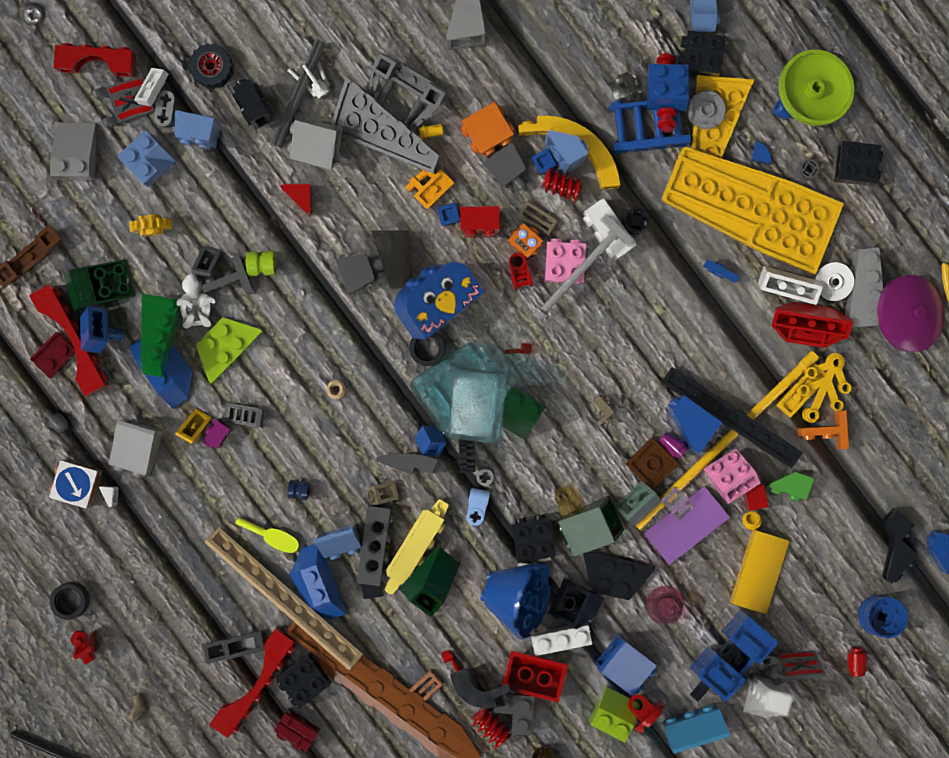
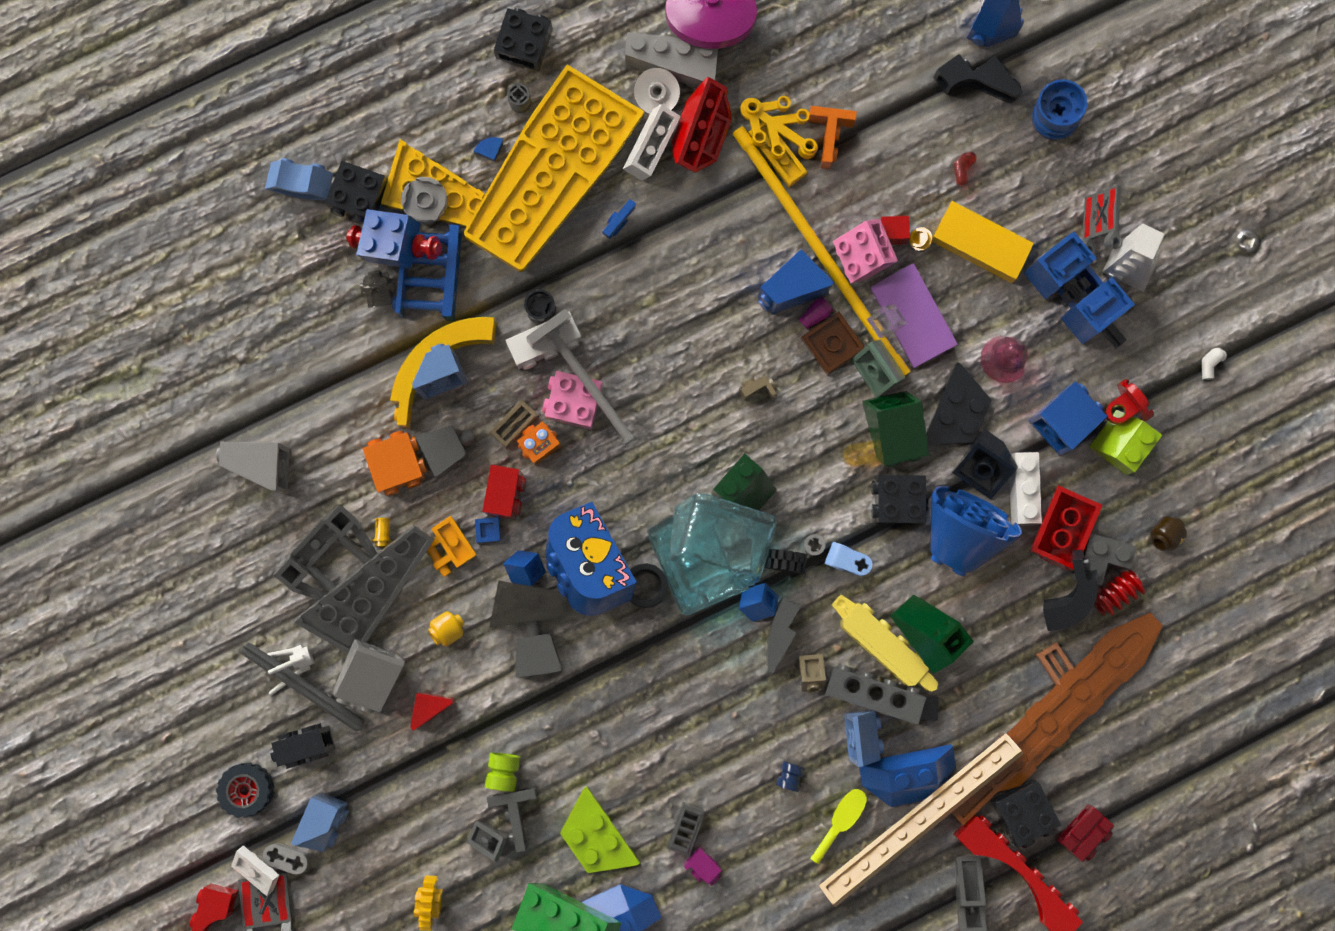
camera: 80 degrees left, 5 degrees down
(146, 158) = (343, 893): medium blue slope -> none
(194, 304) = (537, 865): white animal -> none
(194, 426) = (689, 894): yellow slope -> none
(329, 389) = (675, 715): tan plate -> none
(364, 197) = (446, 629): none -> yellow head
(423, 249) = (524, 568): none -> blue panel
(447, 656) = (1024, 630): red hand -> none
(520, 273) = (575, 456): red piece -> none
(525, 349) = (668, 467): clear red hand -> none
(543, 161) = (446, 404): blue tile -> none
(562, 185) = (479, 386): red piece -> none
(695, 728) = (1157, 349): dark azure slope -> none
(733, 418) = (796, 237): black plate -> none
(780, 111) = (441, 111): blue piece -> none
(792, 483) = (885, 183): bright green slope -> none
(816, 87) = (424, 69): lime dish -> none
(820, 544) = (962, 165): none -> clear red arm
(857, 661) = (1106, 149): red brick -> none

